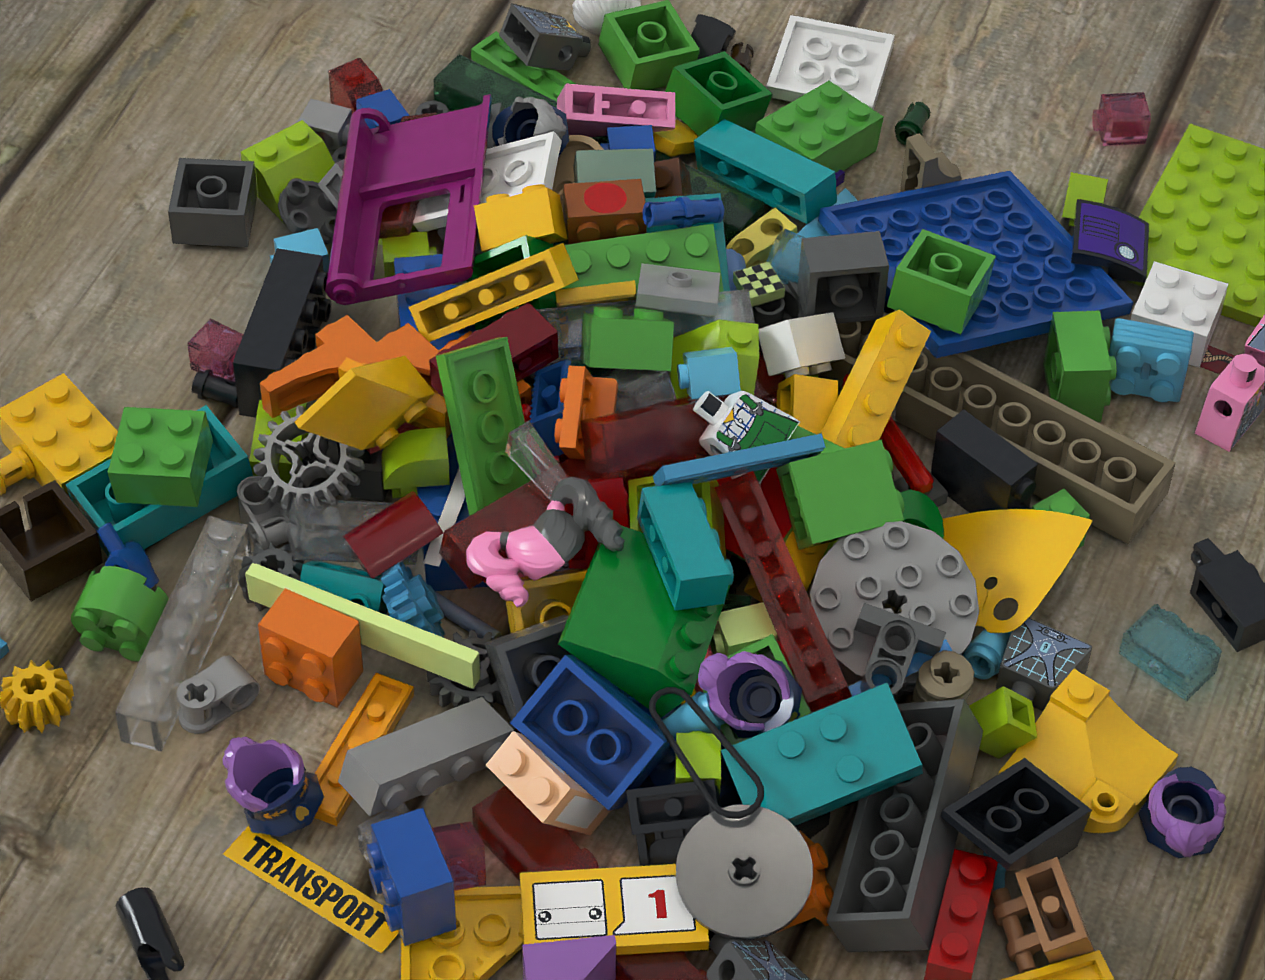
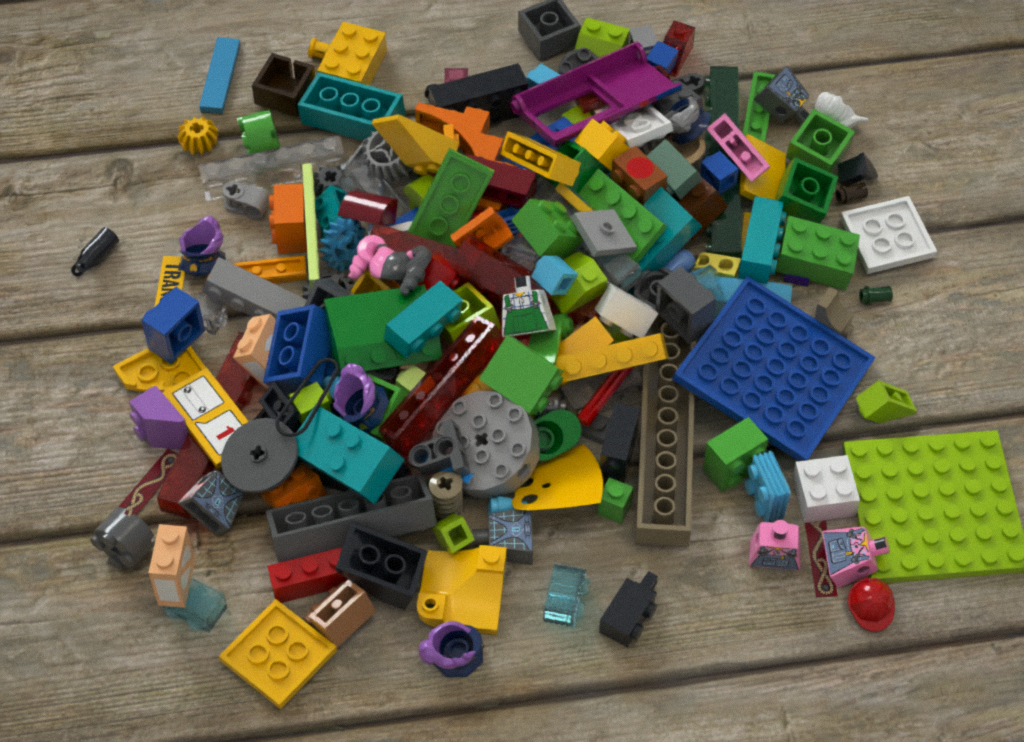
camera: 60 degrees right, 5 degrees up
(127, 555) = (293, 123): blue piece -> none
(160, 456) = (349, 93): bright green brick -> none
(462, 853) = (209, 341): clear pink brick -> none
(534, 458) = (443, 242): clear piece -> none
(683, 212) = (658, 206): blue pin -> none
(740, 461) = (495, 315): dark azure tile -> none
(762, 283) = (660, 271): yellowish green tile -> none
(941, 281) = (714, 348): bright green brick -> none
(1110, 239) = (850, 427): slope -> none
(1122, 119) = (968, 393): clear pink brick -> none

